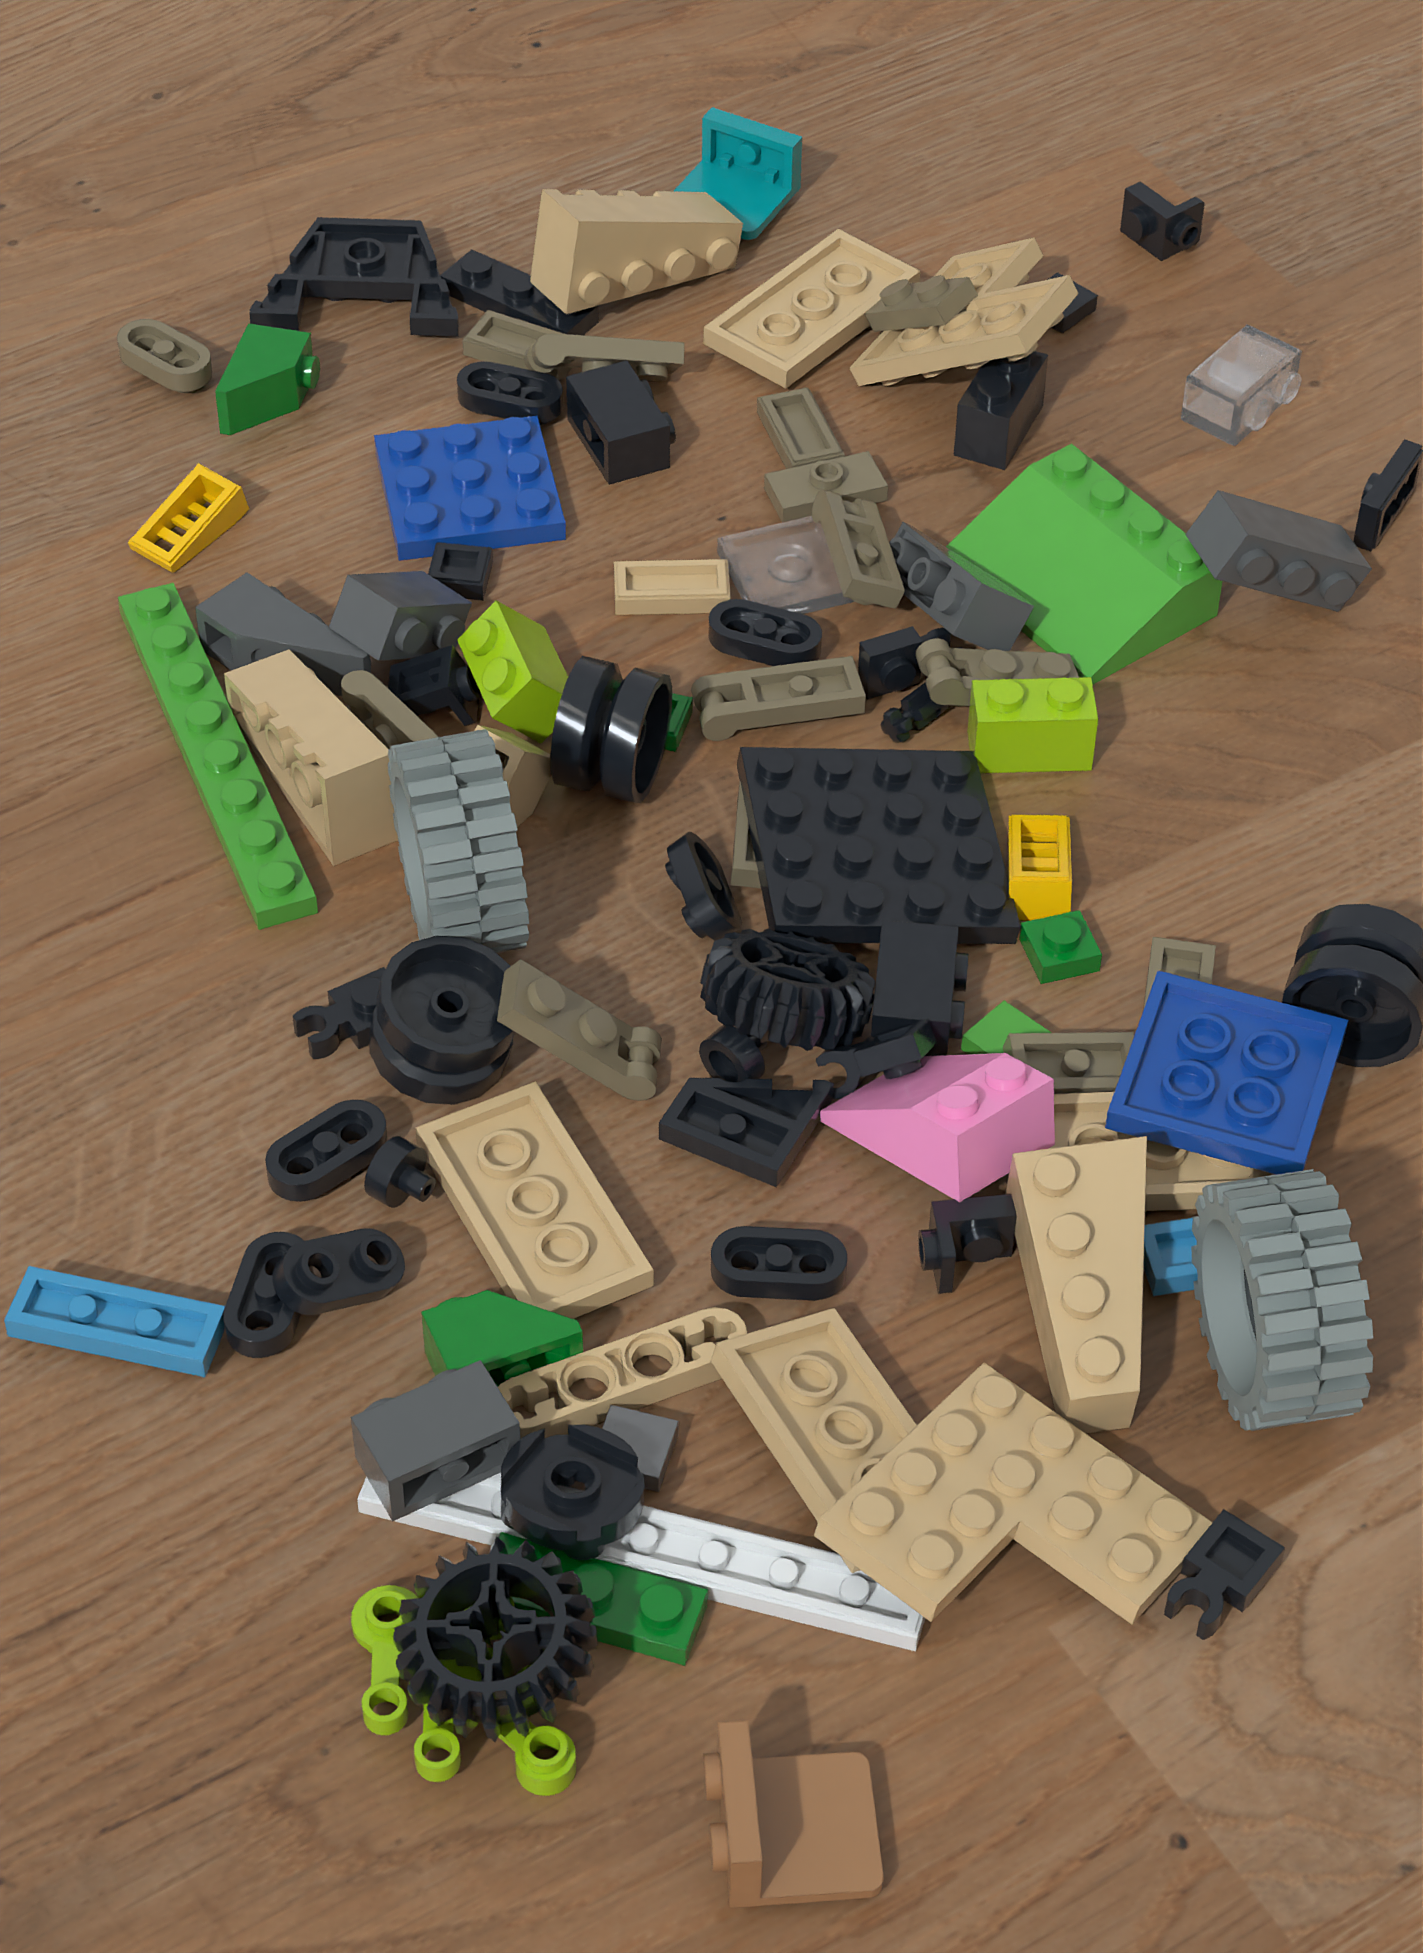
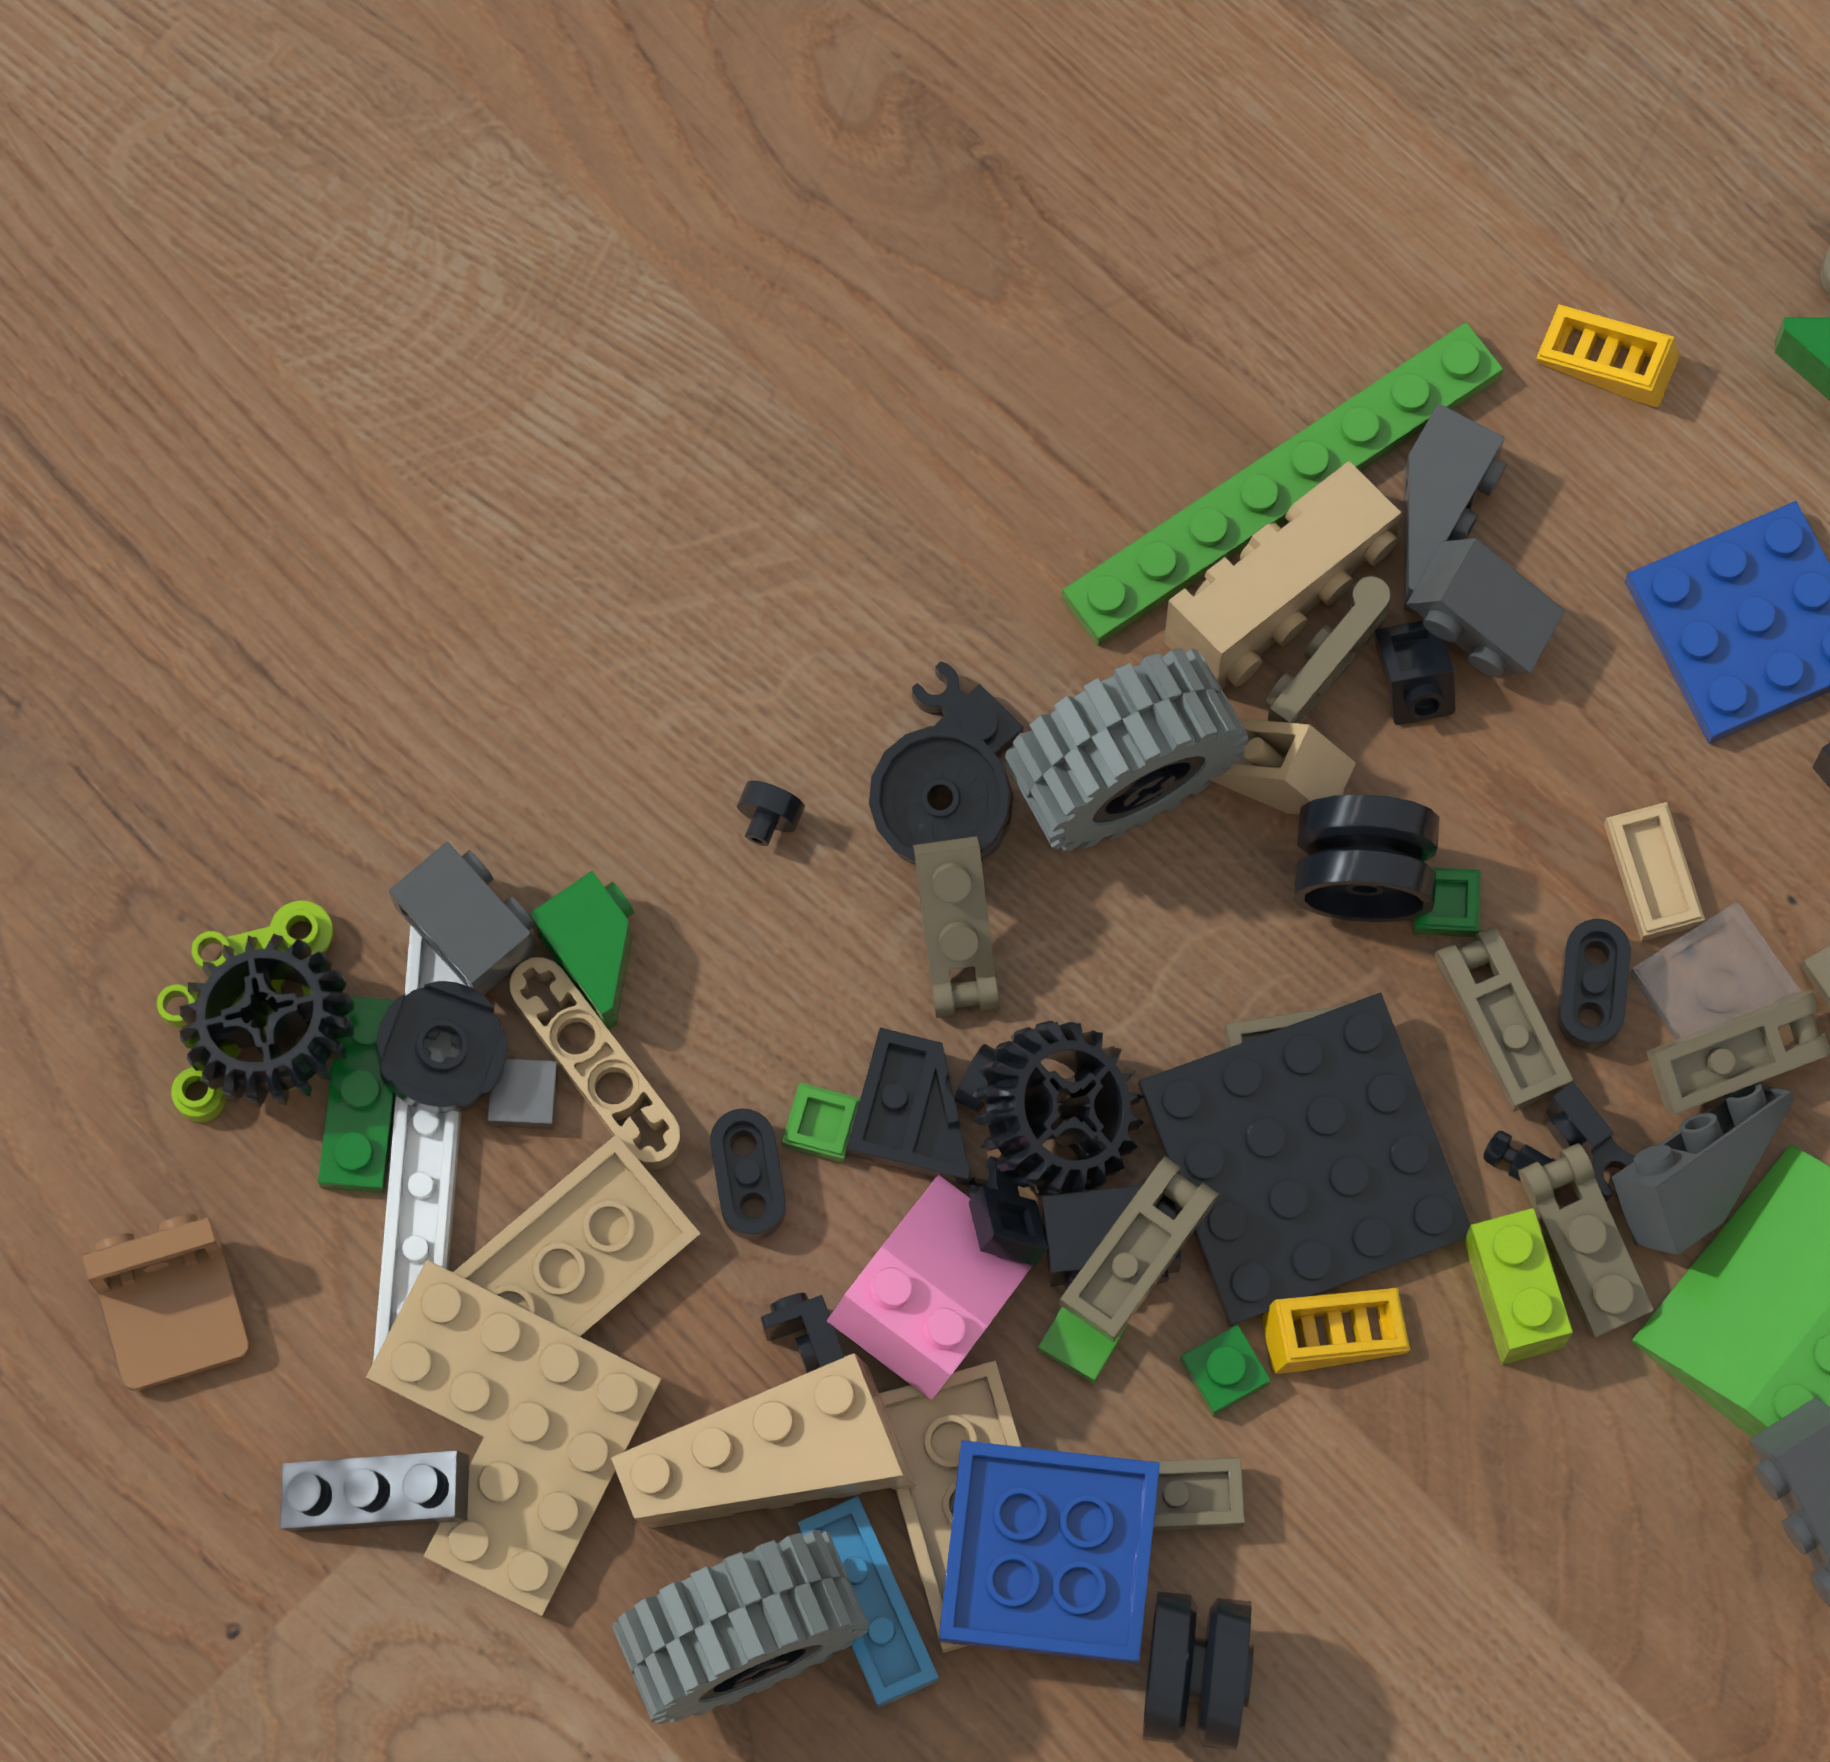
camera: 80 degrees right, 25 degrees up
(116, 1321) = (553, 618): dark azure plate -> none
(255, 1302) = (612, 732): black plate -> none
(322, 1150) = (788, 740): black plate -> none
(345, 1271) = (641, 789): black plate -> none
(462, 568) = (1616, 648): black tile -> none
(515, 670) = (1444, 743): lime brick -> none
(534, 1204) = (763, 938): tan plate -> none
(707, 896) = (1200, 1001): black plate -> none
(736, 1199) = (820, 1123): none -> bright green tile
(950, 941) = (1137, 1251): none -> dark tan plate
(1059, 1641) = (375, 1491): none -> plate
(1074, 1060) = (1047, 1397): dark tan plate -> none
(1224, 1565) = (498, 1633): black plate -> none

